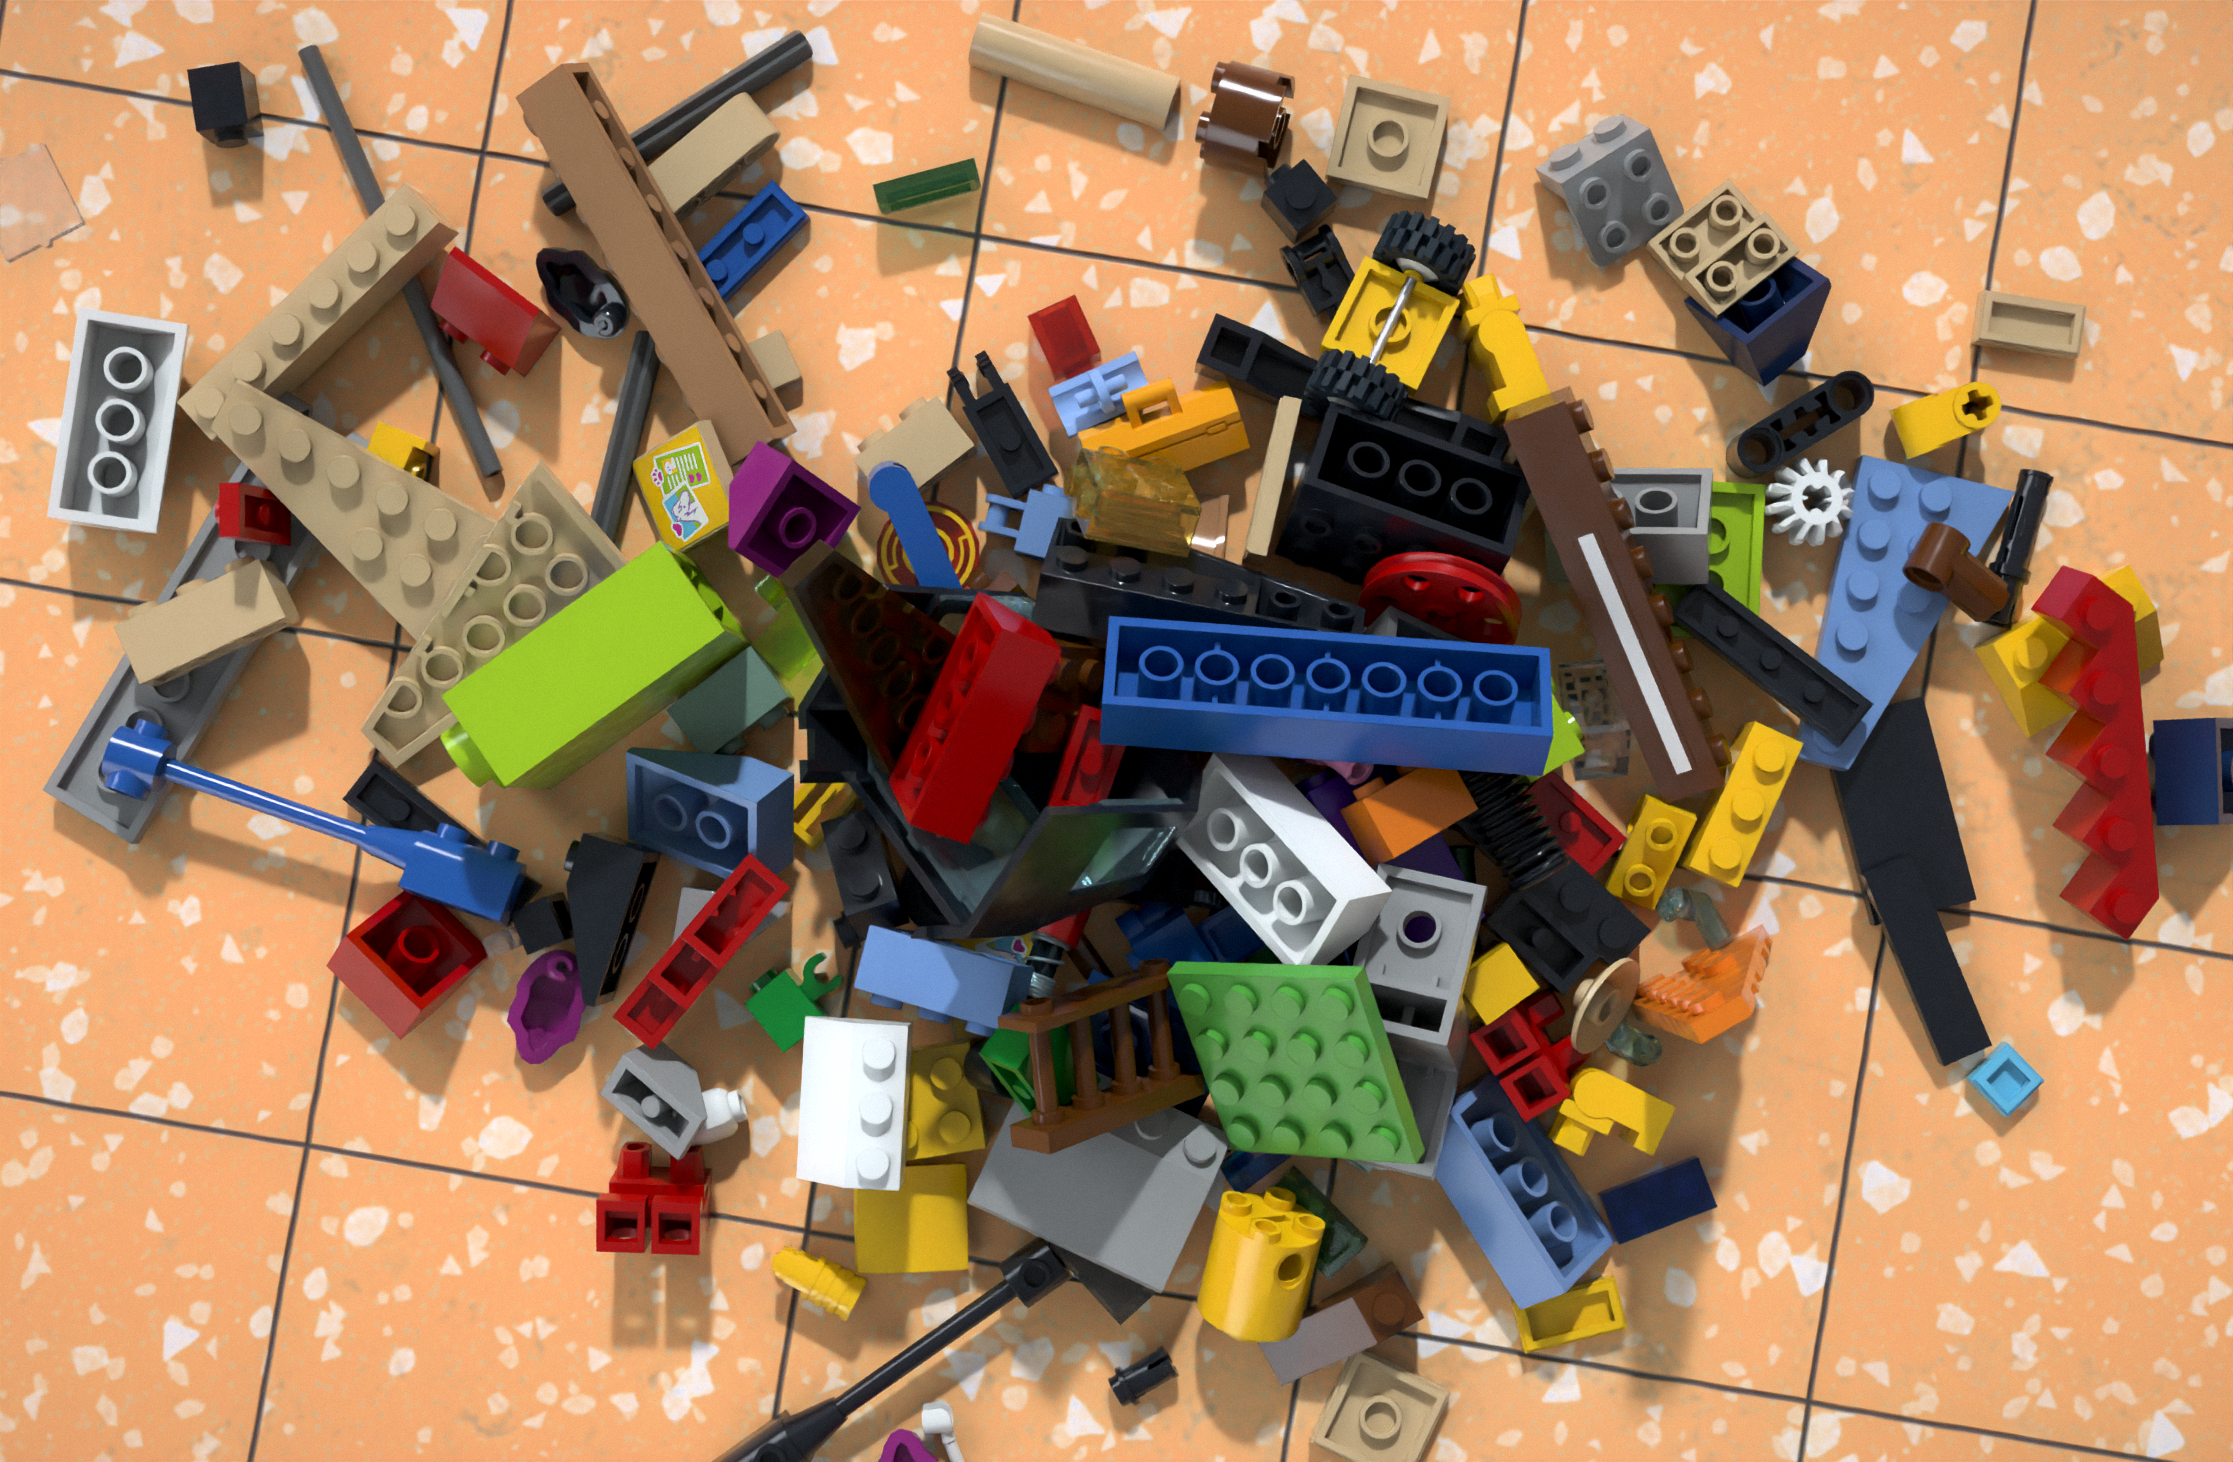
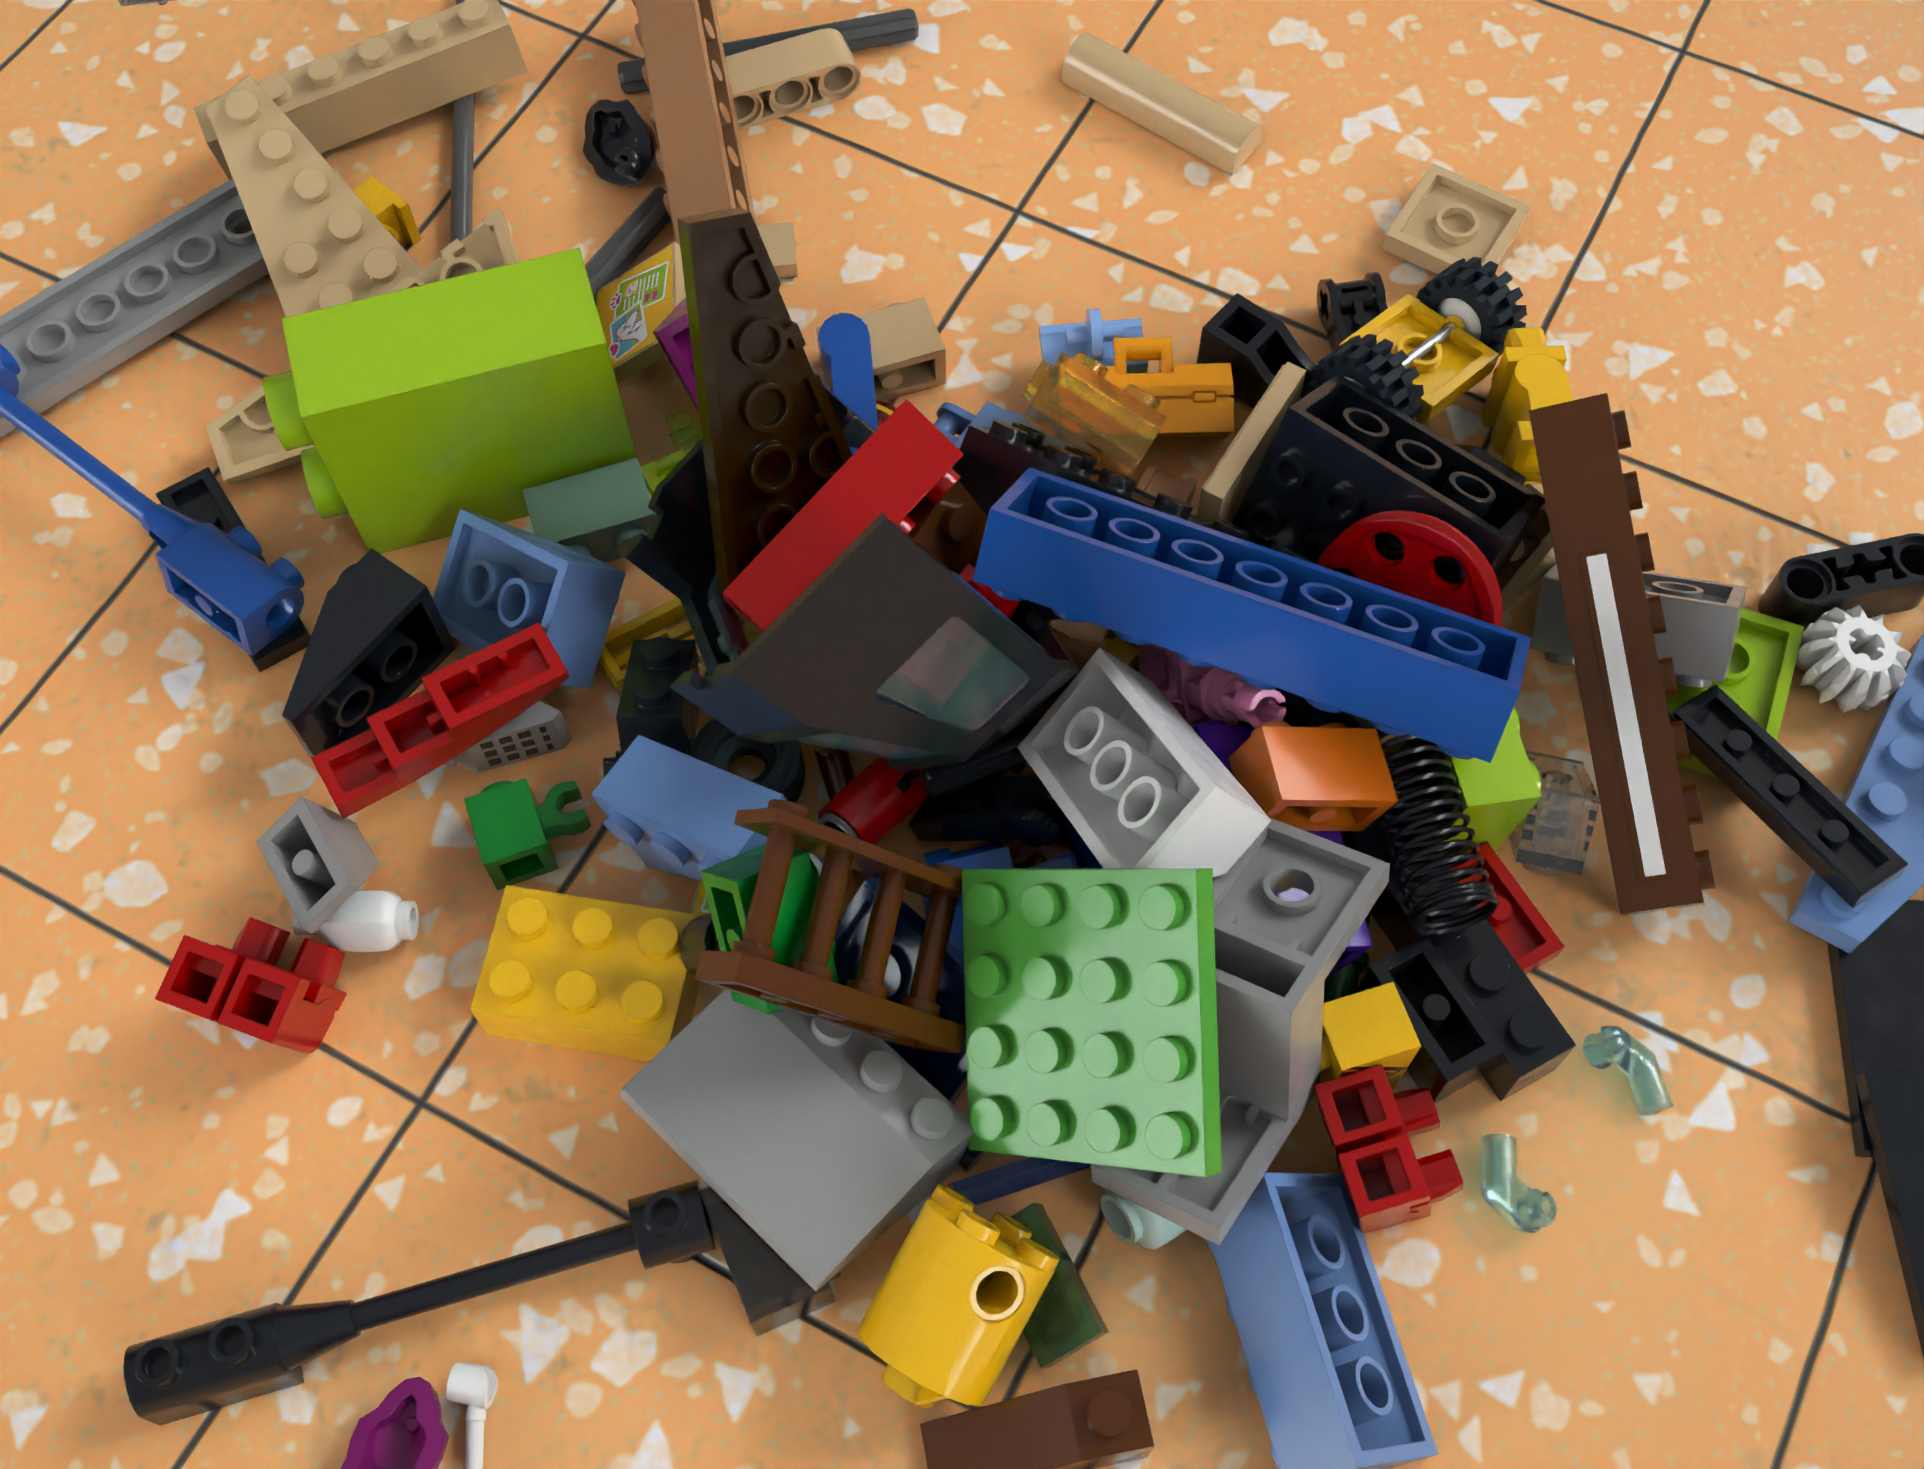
camera: 15 degrees right, 25 degrees down
(118, 421) = (124, 114): white slope -> none
(206, 621) = (111, 285): tan brick -> none
(252, 515) = (205, 195): red plate -> none
(407, 960) = (129, 657): red slope -> none
(491, 314) = (525, 126): red slope -> none
(535, 927) = (273, 669): black piece -> none
(547, 1006) = (247, 750): magenta arm -> none
(751, 239) = (799, 153): blue tile -> none
(819, 1280) = (407, 1155): yellow hinge -> none
(854, 1102) = (541, 922): white slope -> none
(914, 1227) = (547, 1118): yellow slope -> none
(927, 186) = (983, 147): clear green tile -> none
(1005, 431) = (981, 357): black hinge -> none
(1065, 339) = (1071, 287): clear red brick -> none
(1142, 1376) = (755, 1420): black pin -> none
(1246, 119) = (1318, 162): reddish brown brick -> none
(1297, 199) = (1350, 243): black brick -> none
(1599, 1100) = (1479, 1242): yellow hips -> none
(1603, 1004) = (1497, 1113): tan dish -> none
(1613, 187) = (1687, 325): light grey bracket -> none
(1650, 851) = (1594, 968): yellow plate -> none
(1657, 1199) = (1507, 1415): clear blue tile -> none
(1709, 992) = (1647, 1097): orange wing -> none
(1721, 248) = (1791, 401): tan slope -> none
(1742, 807) = (1713, 951): yellow brick -> none
(1770, 323) = (1828, 470): dark blue slope -> none

